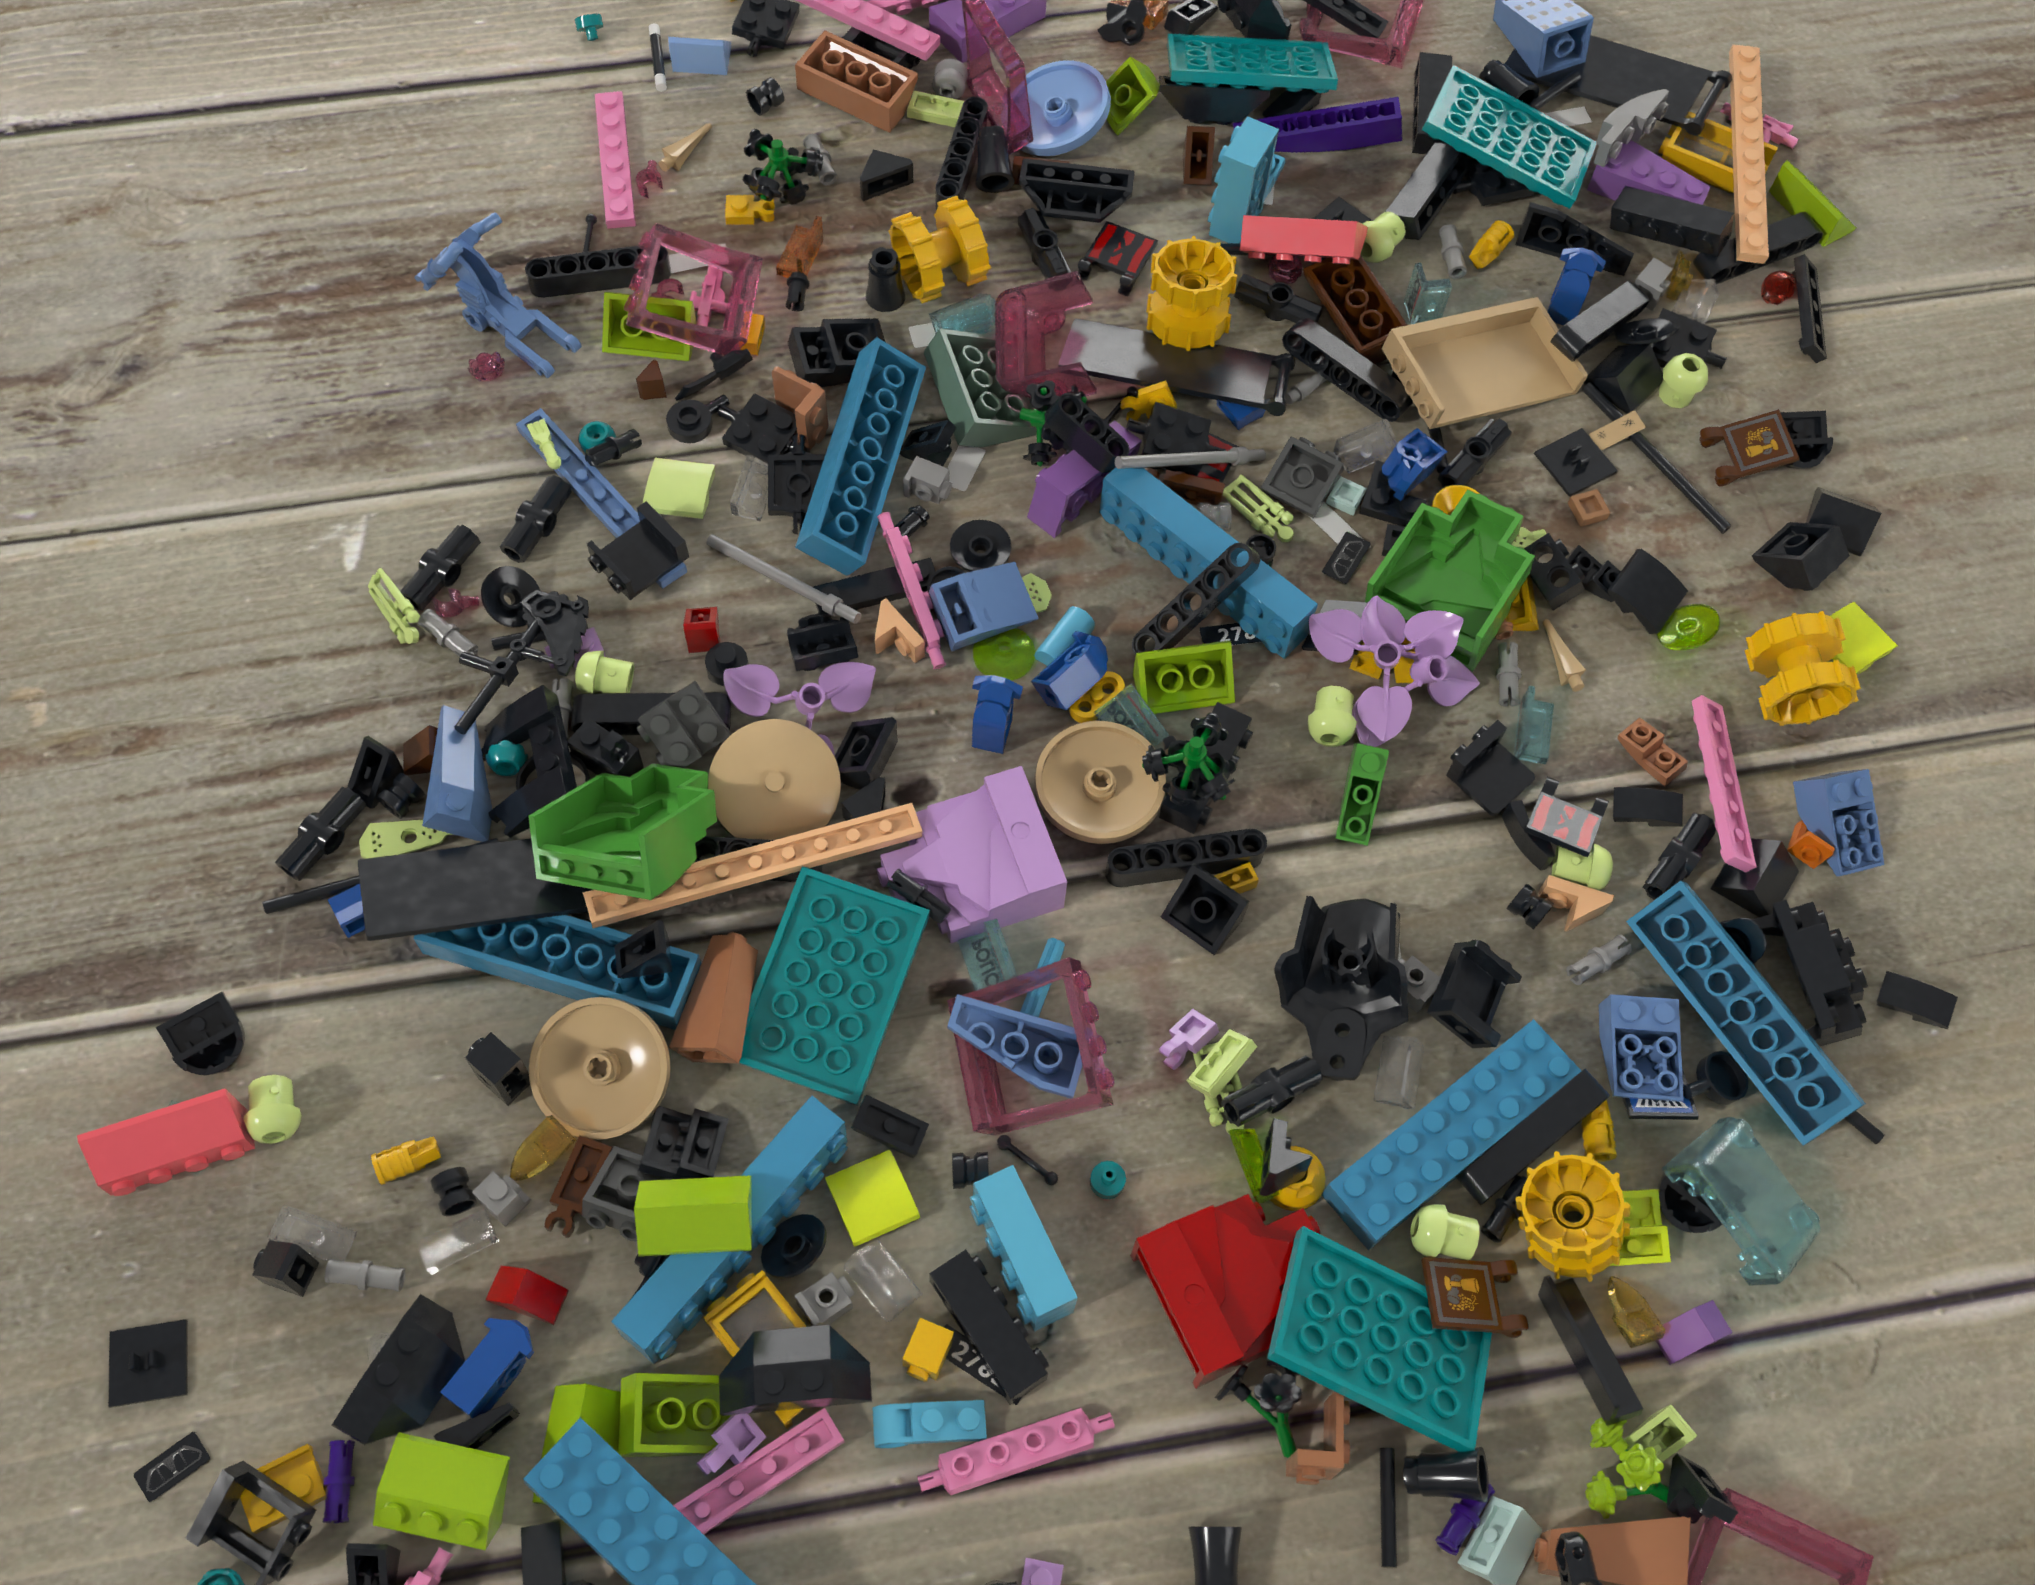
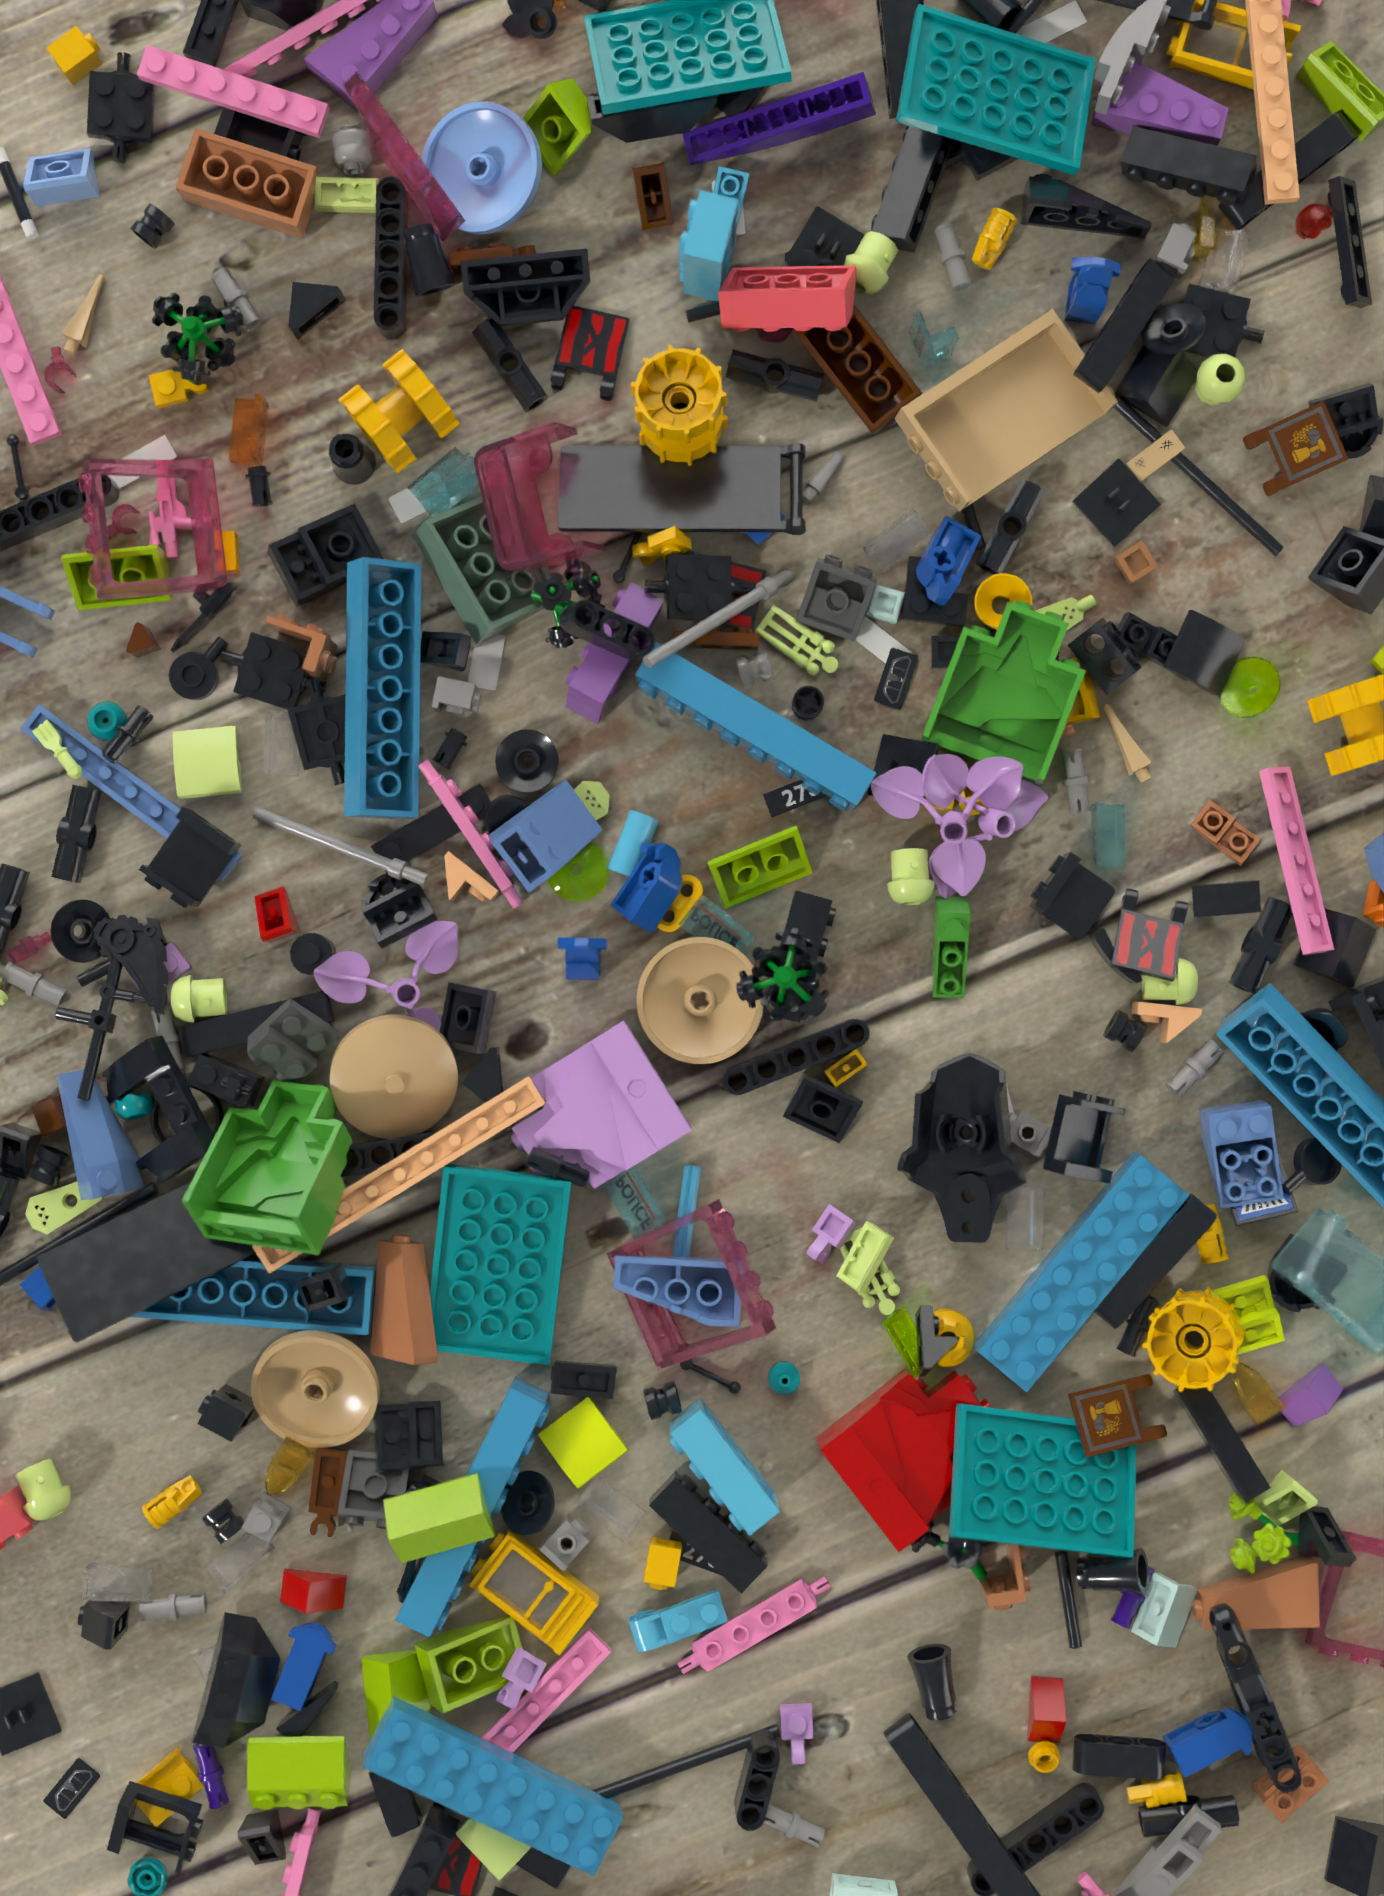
camera: 10 degrees left, 25 degrees up
(794, 1372) = (558, 1619): black wedge -> none
(1210, 598) = (761, 783): black beam -> none
(1272, 1090) = (914, 1270): black piece -> none
(1347, 369) = (860, 451): black beam -> none
(1444, 1233) = (1084, 1365): yellowish green piece -> none

